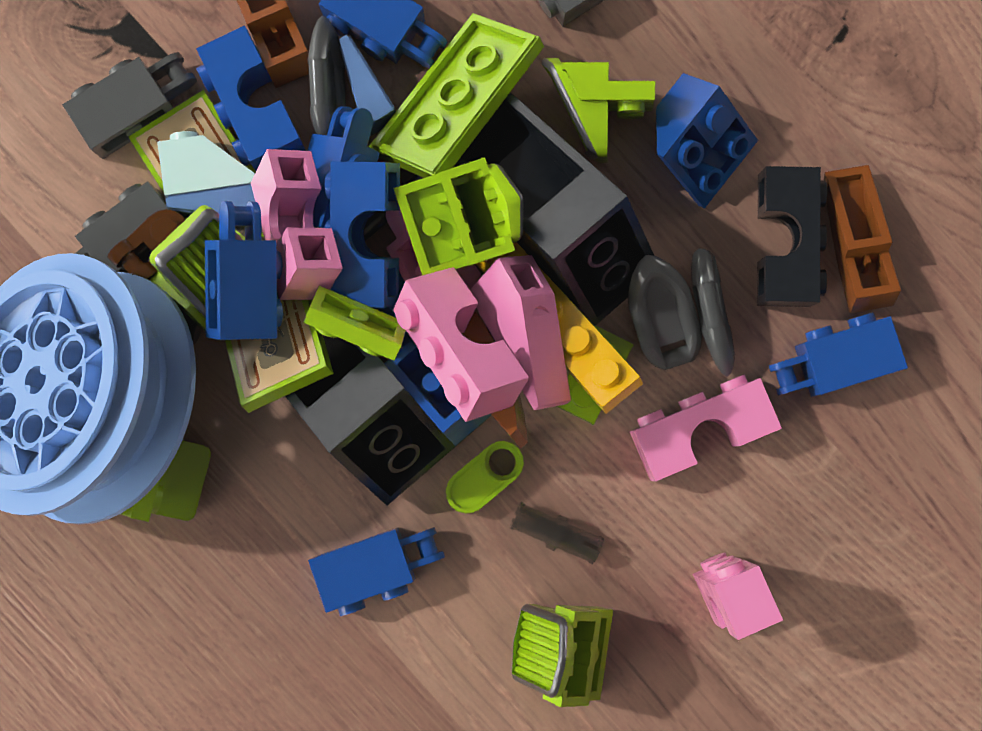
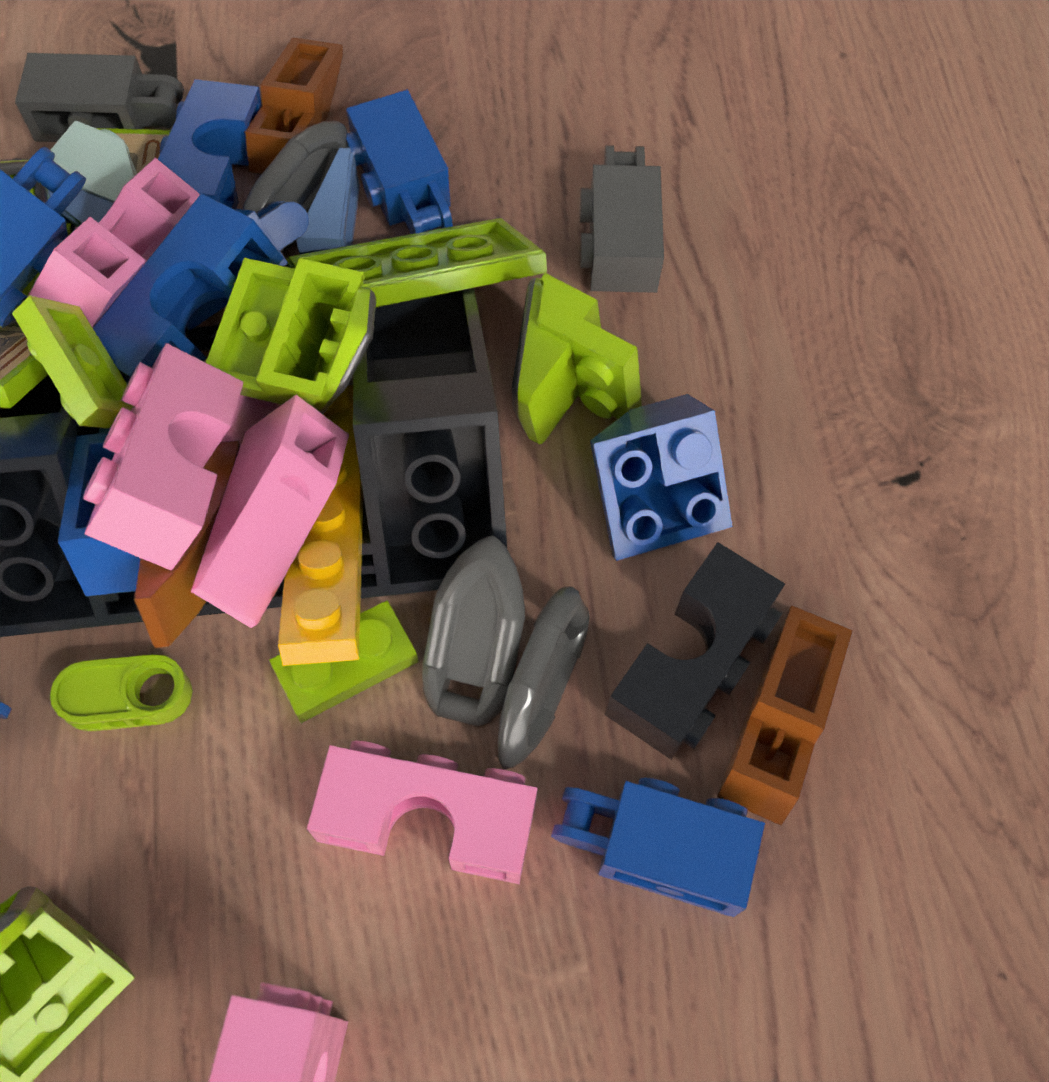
camera: 35 degrees right, 20 degrees down
(556, 533) = (145, 820): clear smoke pin -> none

